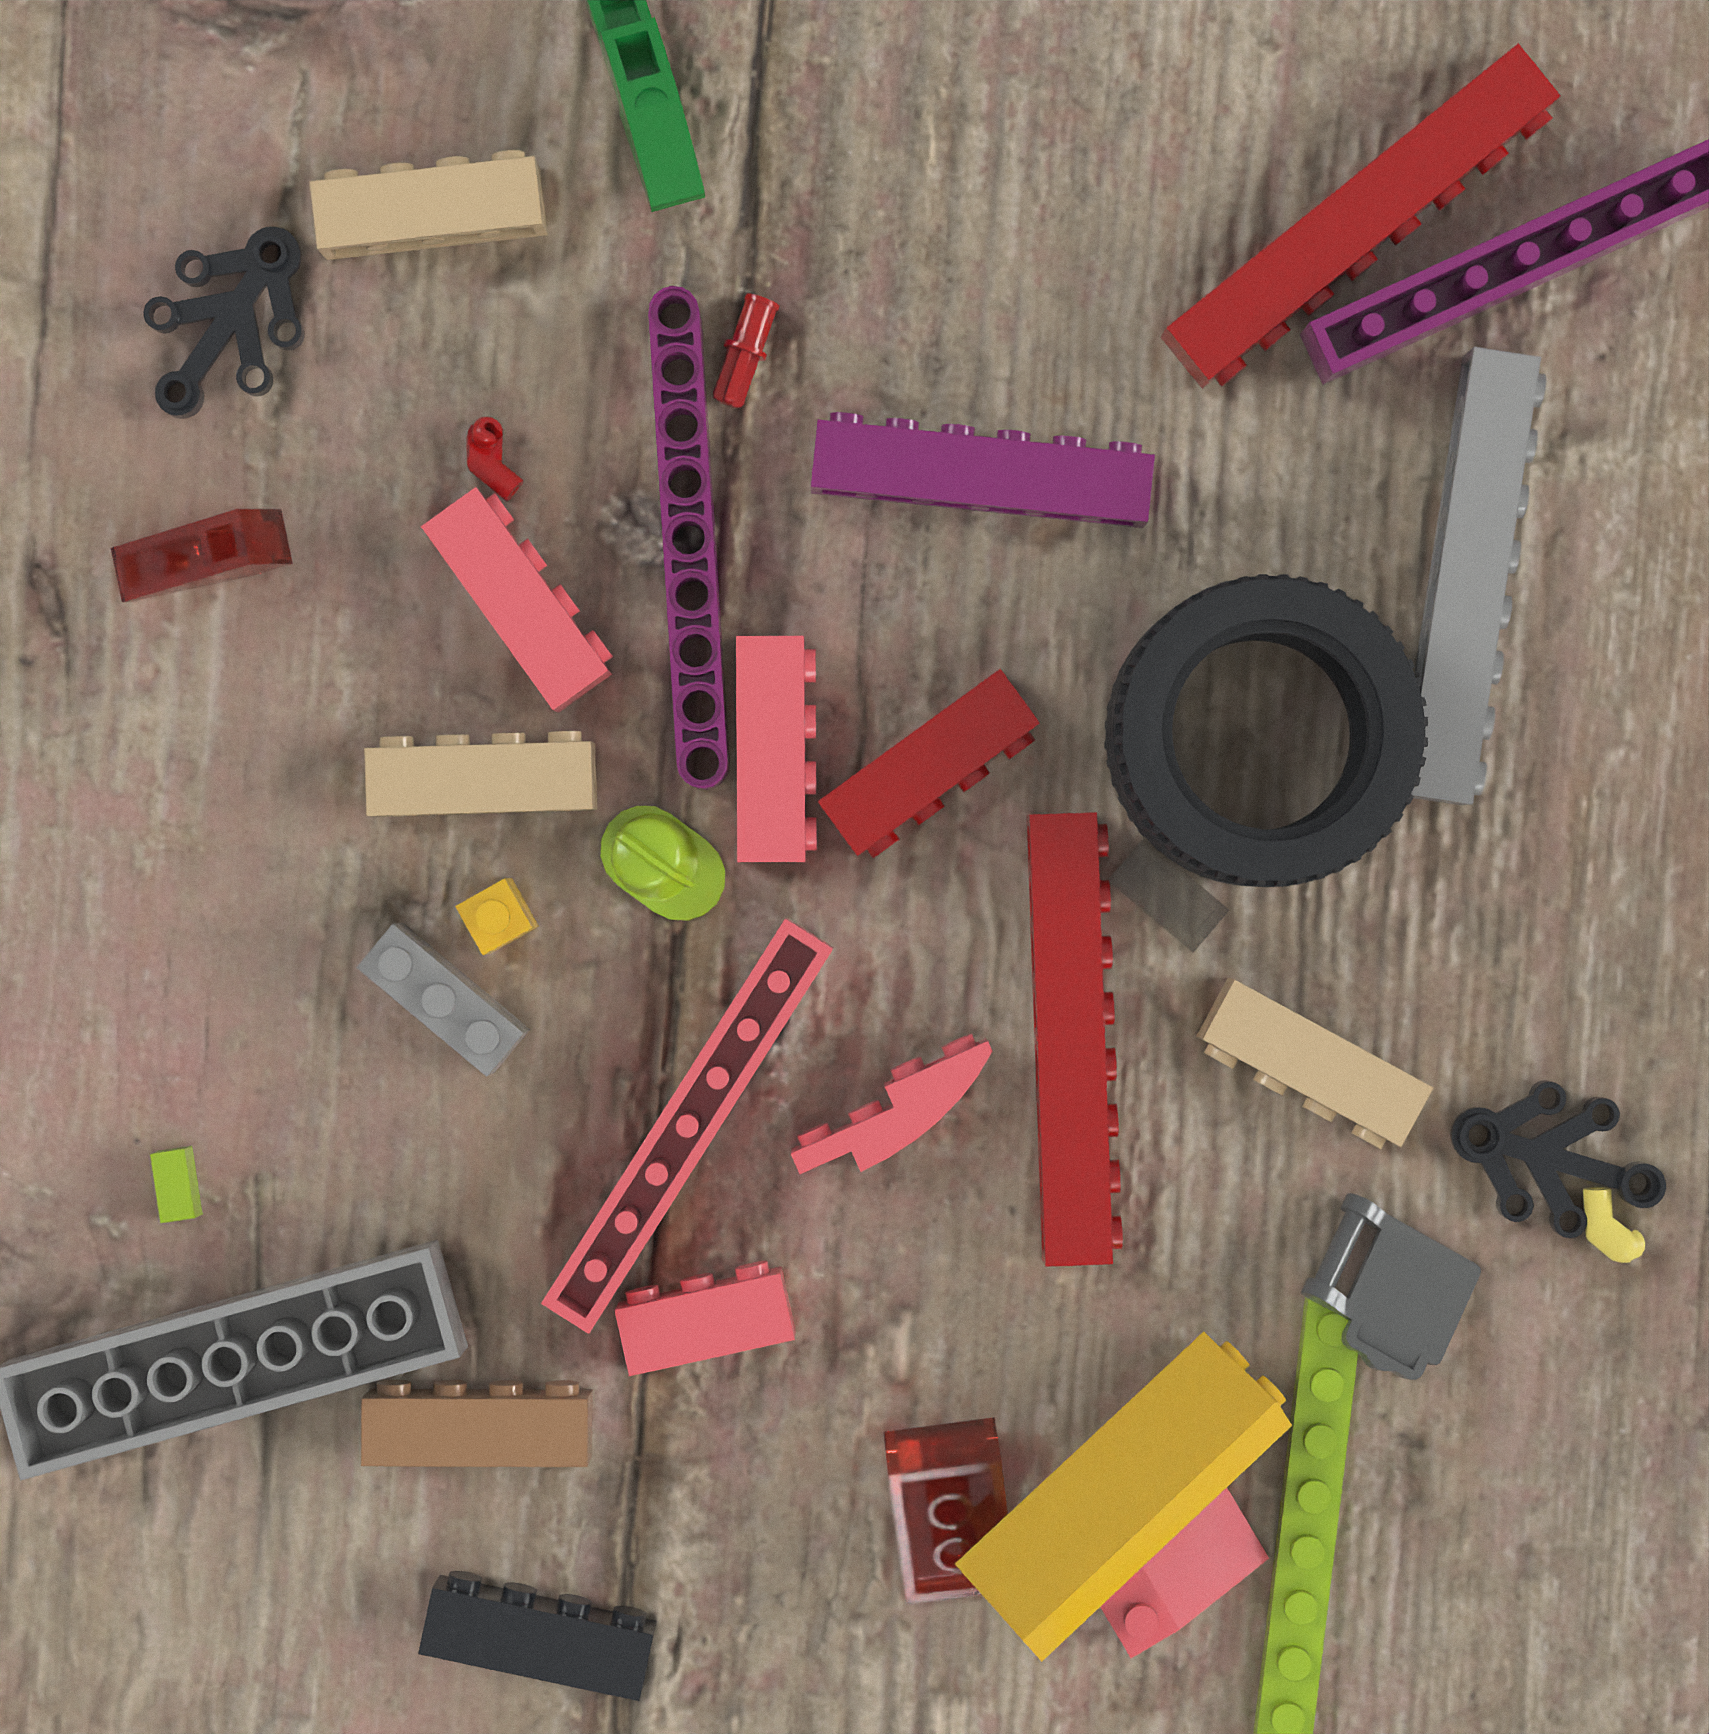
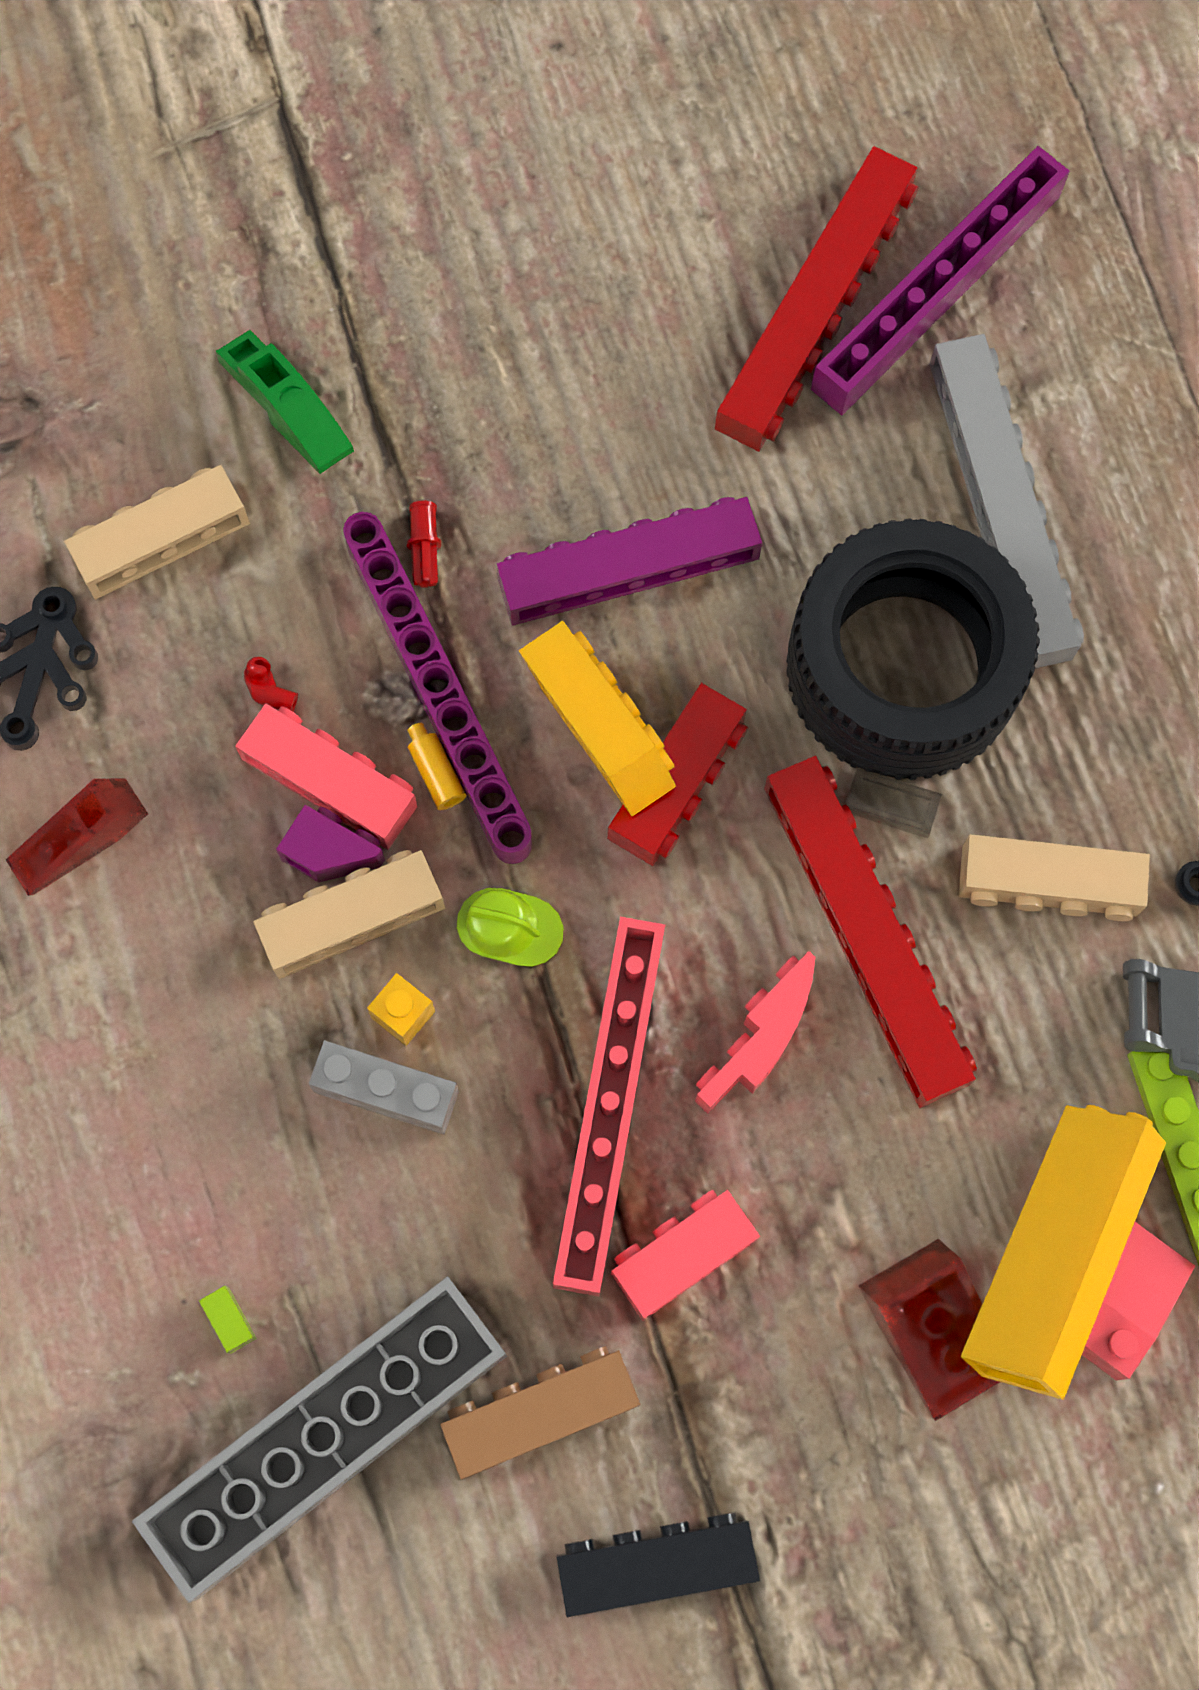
camera: 25 degrees left, 15 degrees down
(482, 689) = (325, 848): none -> magenta slope
(648, 638) = (435, 767): none -> yellow cylinder
(772, 749) = (559, 810): coral brick -> none
(856, 670) = (600, 716): none -> yellow brick

